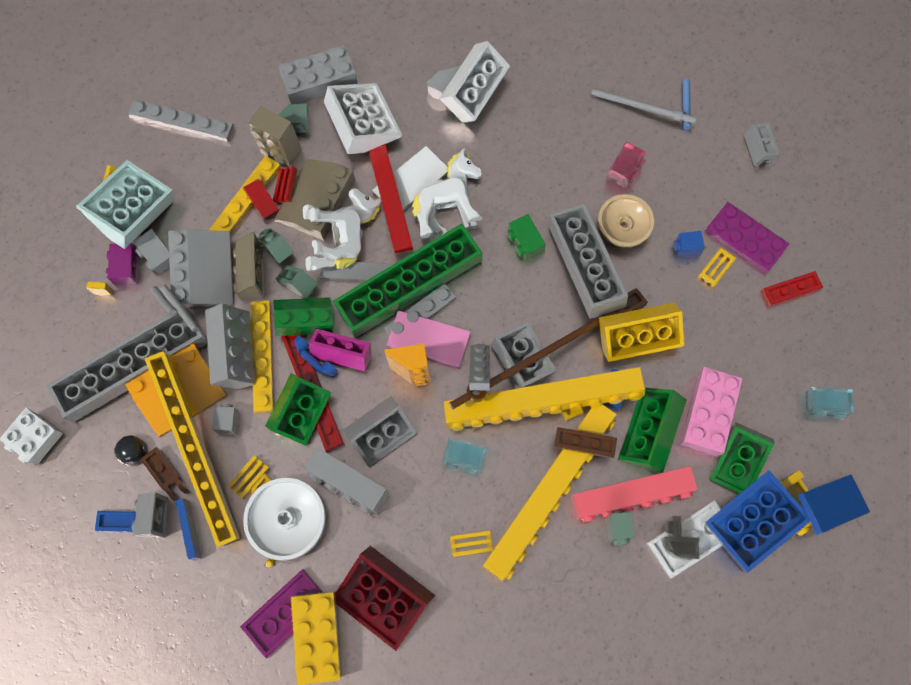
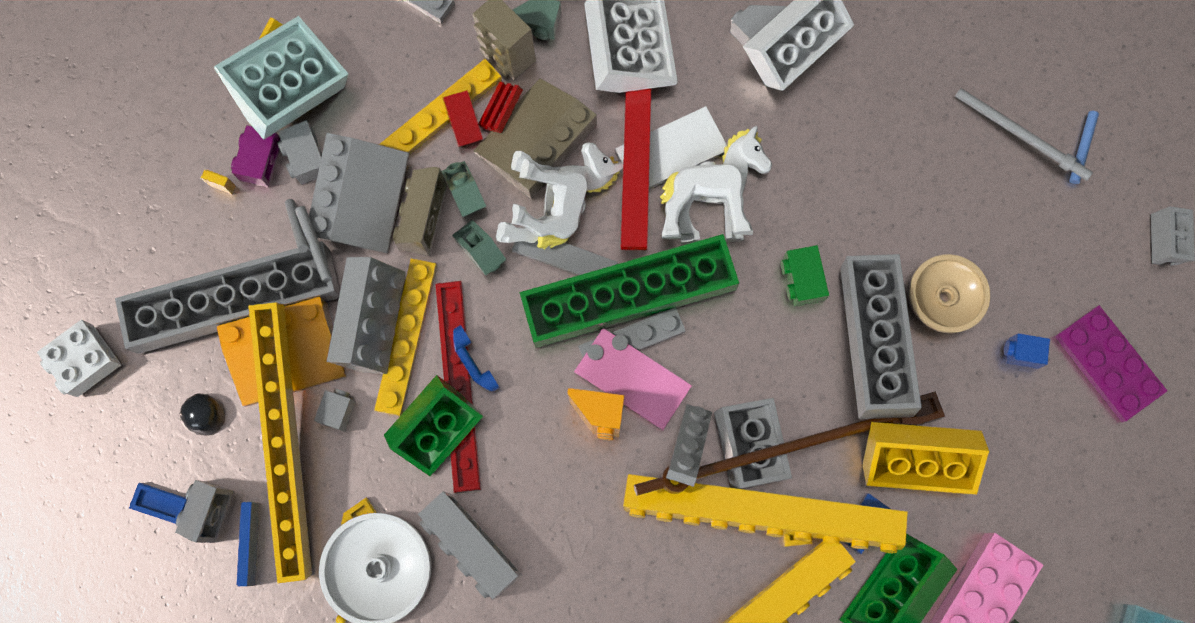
camera: 15 degrees right, 5 degrees up
(163, 472) = (236, 457): reddish brown hinge -> none
(245, 469) = (325, 508): yellow tile -> none
(302, 316) = (474, 299): green slope -> none
(340, 349) = (511, 361): dark pink brick -> none
(380, 431) = (532, 487): light grey slope -> none
(464, 456) = (634, 555): clear light blue brick -> none
(585, 442) = (802, 589): reddish brown tile -> none
(626, 164) = (973, 213): clear pink brick -> none
(709, 278) = (1038, 406): yellow tile -> none
(792, 289) = (1151, 455): red tile -> none

